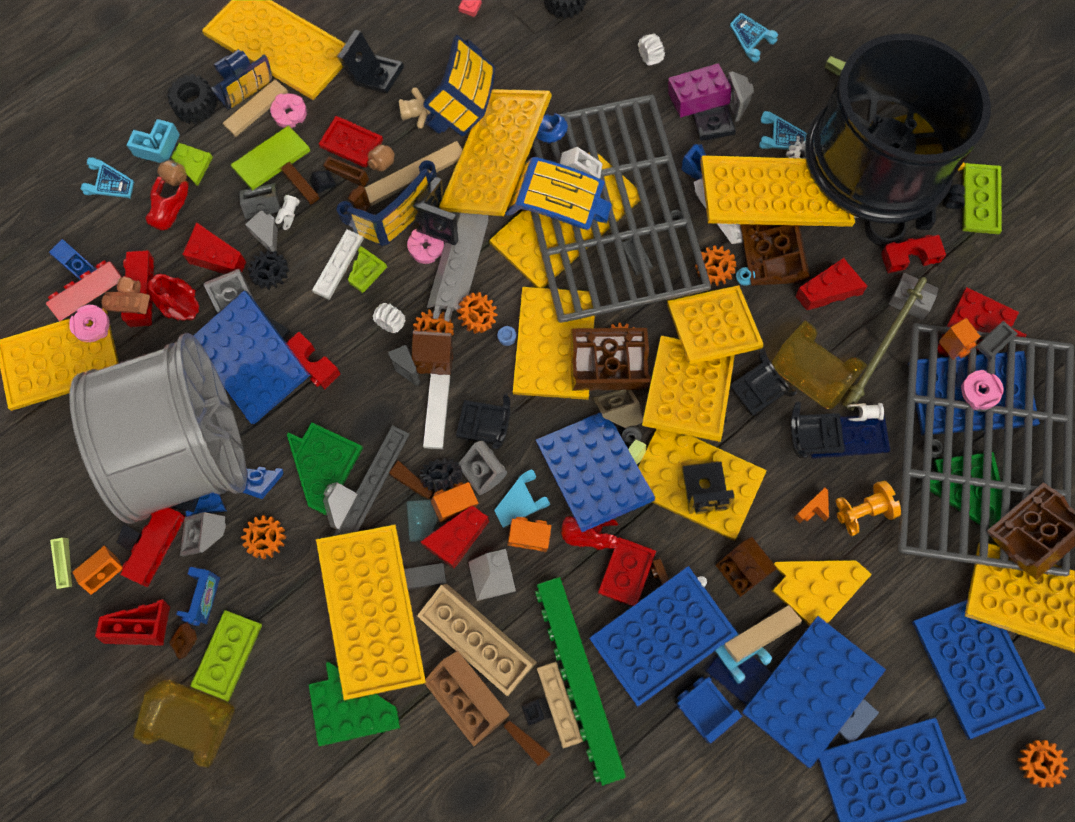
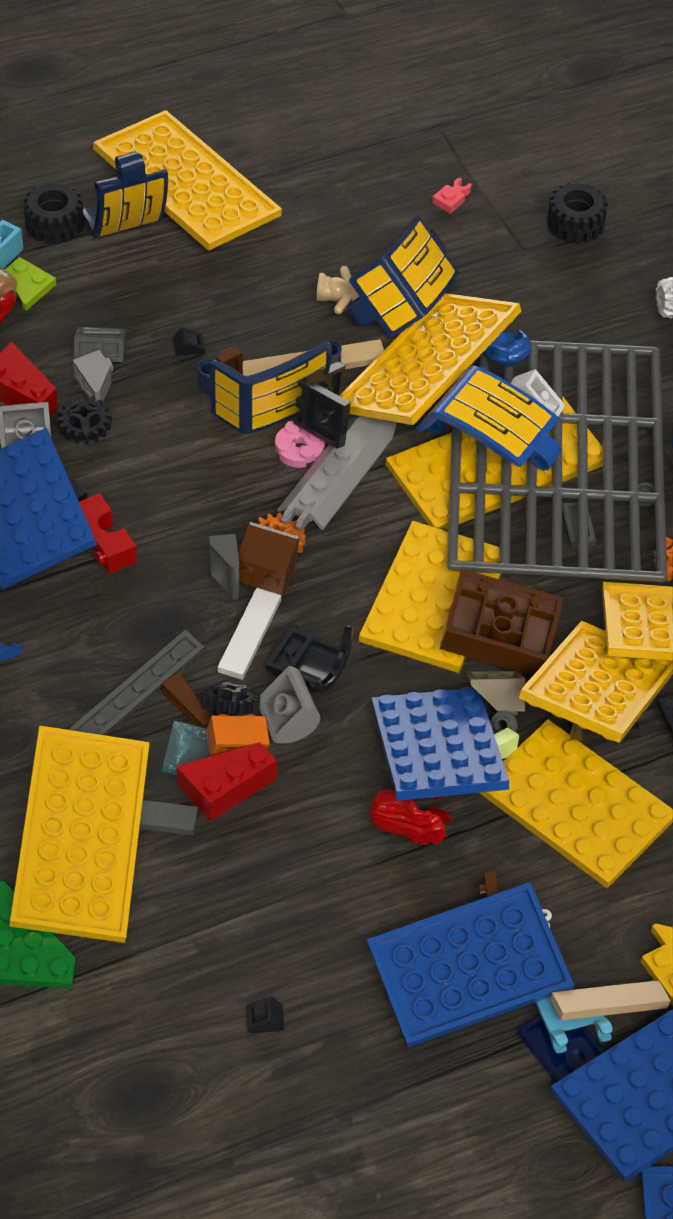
camera: 10 degrees right, 20 degrees down
(254, 108) = (130, 243): tan tile -> none
(269, 157) = (130, 300): lime tile -> none
(286, 101) = (169, 245): bright pink plate -> none
(287, 211) = (131, 363): white piece -> none
(299, 183) = (158, 336): reddish brown piece -> none
(322, 460) = (78, 654): green wing -> none
(337, 264) = (176, 438): white tile -> none
(337, 503) = (82, 695): light grey slope -> none
(346, 171) = (223, 337): reddish brown piece -> none
(350, 141) = (241, 307): red plate -> none
(365, 270) = (211, 451): lime wing -> none
(367, 66) = (290, 233): black bracket -> none
(381, 158) = (274, 333): medium nougat head -> none
(389, 318) = (223, 508): white gear -> none
(465, 698) = (173, 971): medium nougat slope -> none
(475, 315) = (341, 532): orange gear -> none
(476, 639) = (212, 908): tan arch -> none
(491, 575) = (259, 837): light grey slope -> none
(506, 335) = (373, 572): medium blue tile -> none
(519, 501) = (325, 764): medium azure flag -> none
(529, 534) = (325, 802): orange brick -> none
(532, 748) = (242, 1053): reddish brown piece -> none
(559, 705) = (299, 1017): tan tile -> none
(581, 682) = (337, 996): green brick -> none
(627, 572) = (444, 880): red plate -> none
(707, 710) = (503, 1075): blue panel -> none
(711, 498) = (585, 805): black bracket -> none
(746, 566) = (612, 917): reddish brown slope -> none

